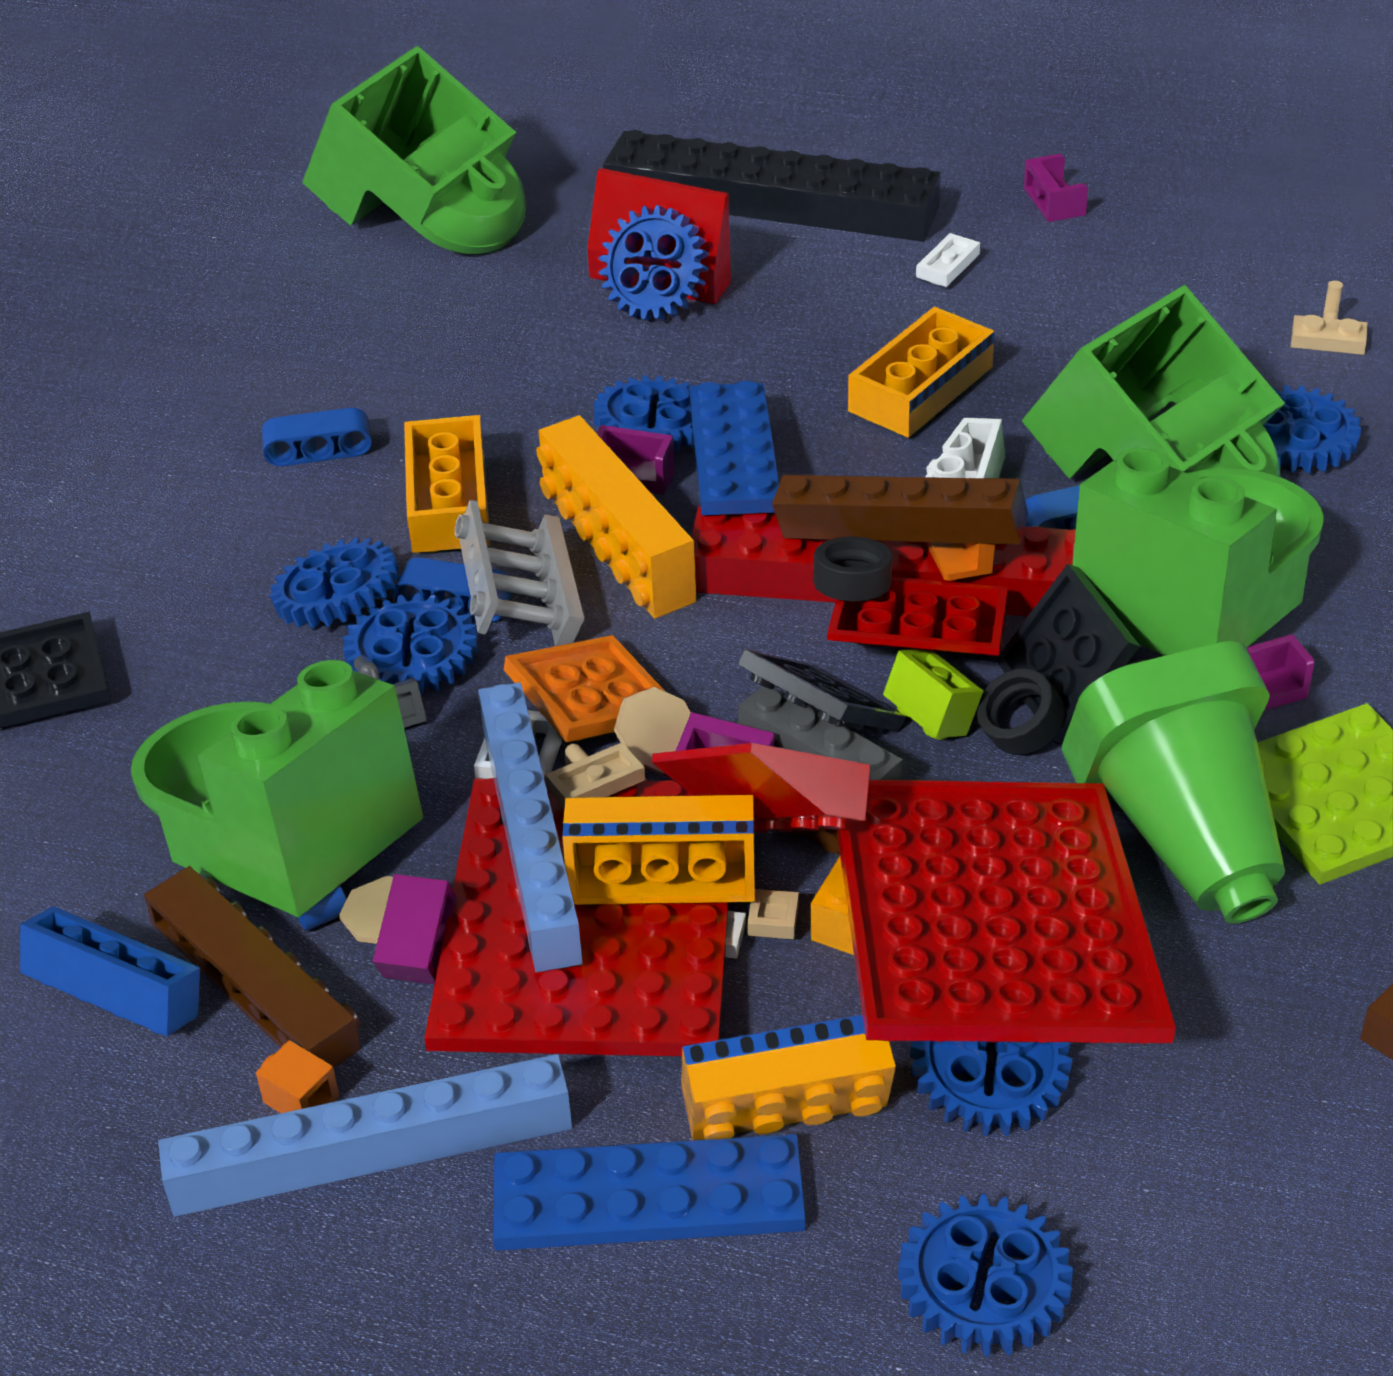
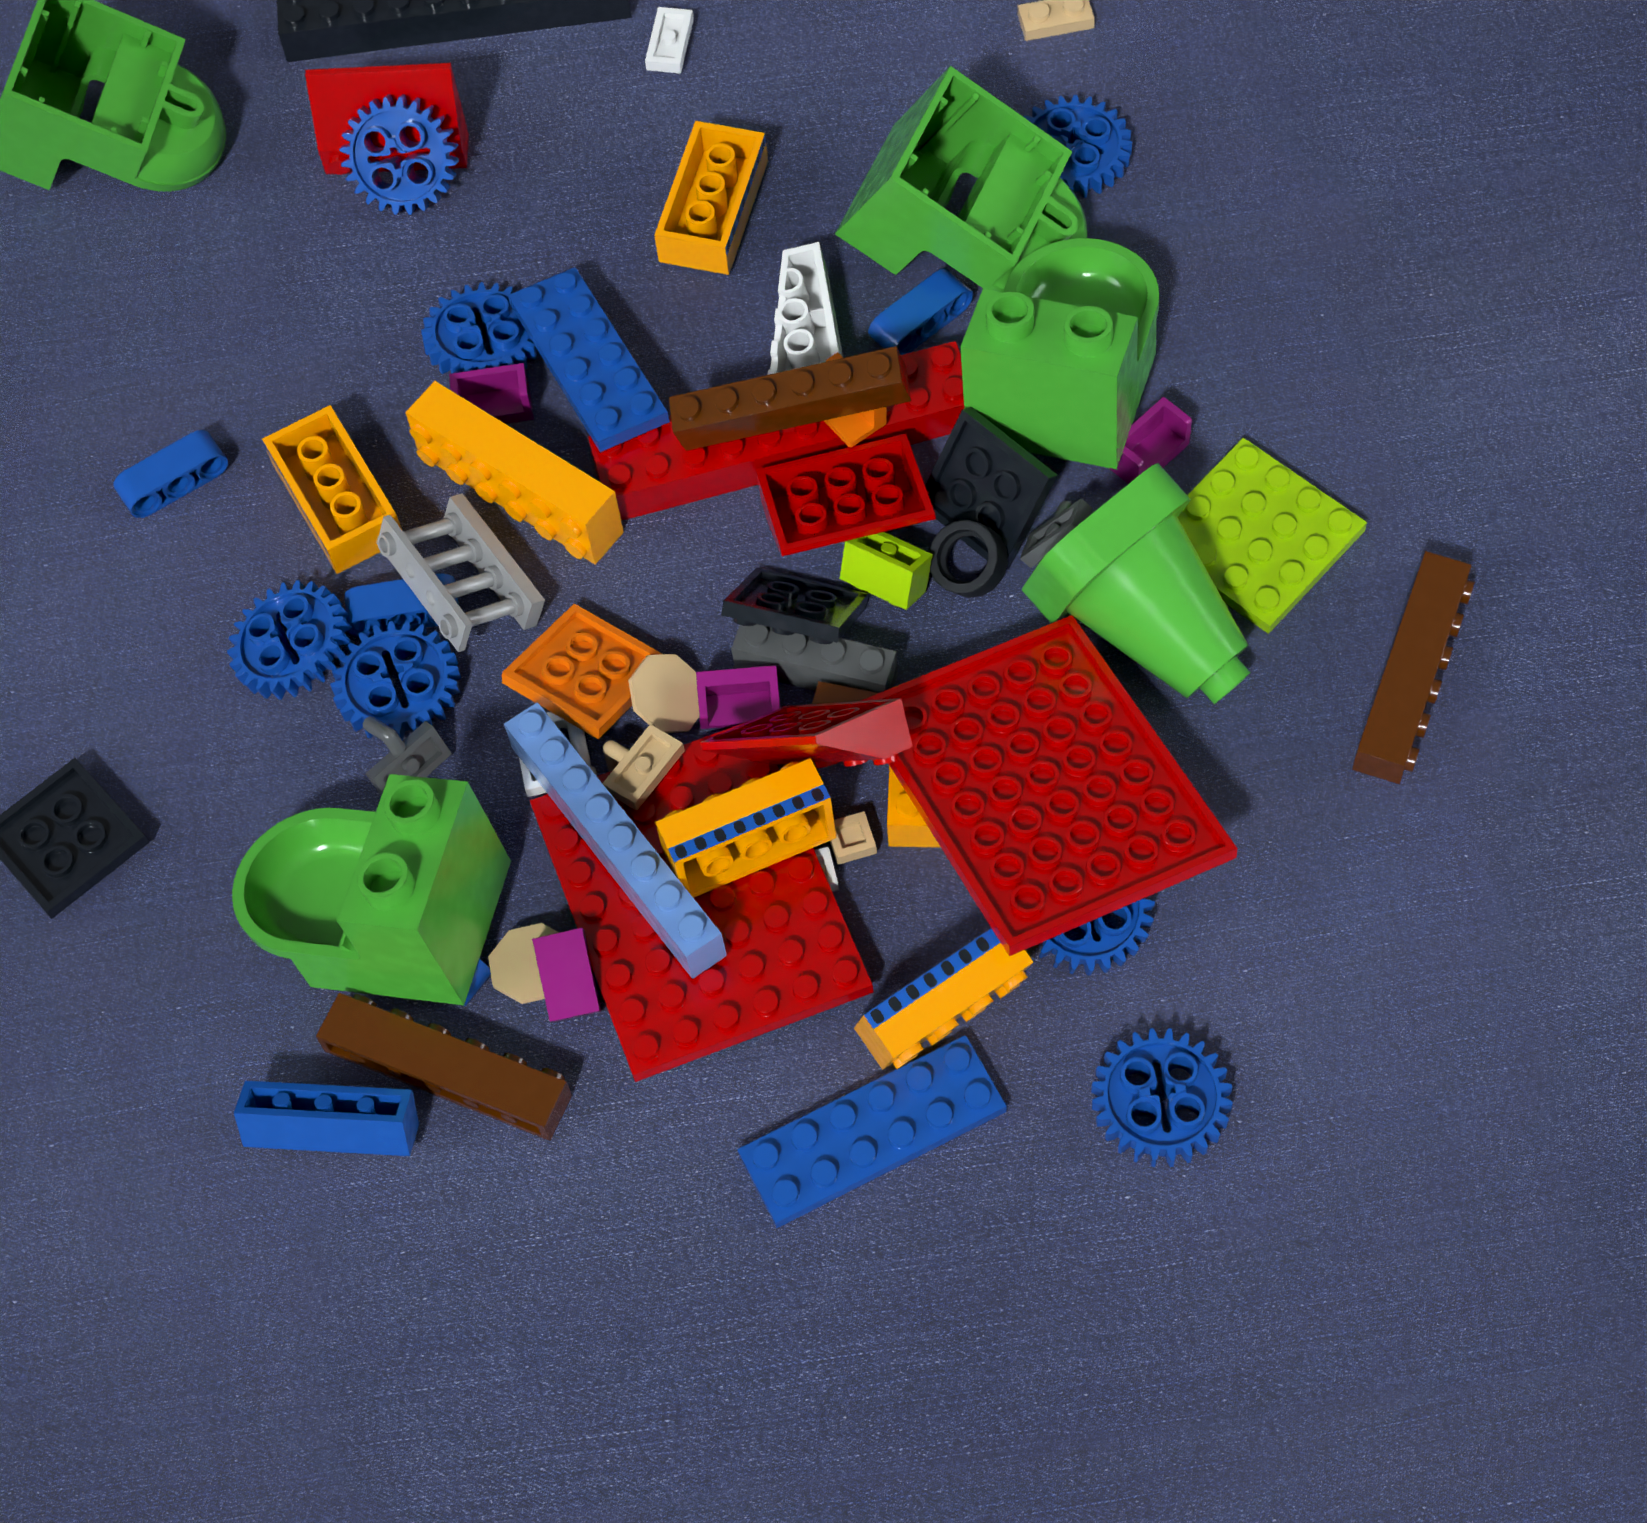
camera: 20 degrees left, 20 degrees up
(296, 1079) = (544, 1154): orange brick -> none
(364, 1135) = (627, 1178): medium blue brick -> none
(852, 568) = (763, 450): black tyre -> none

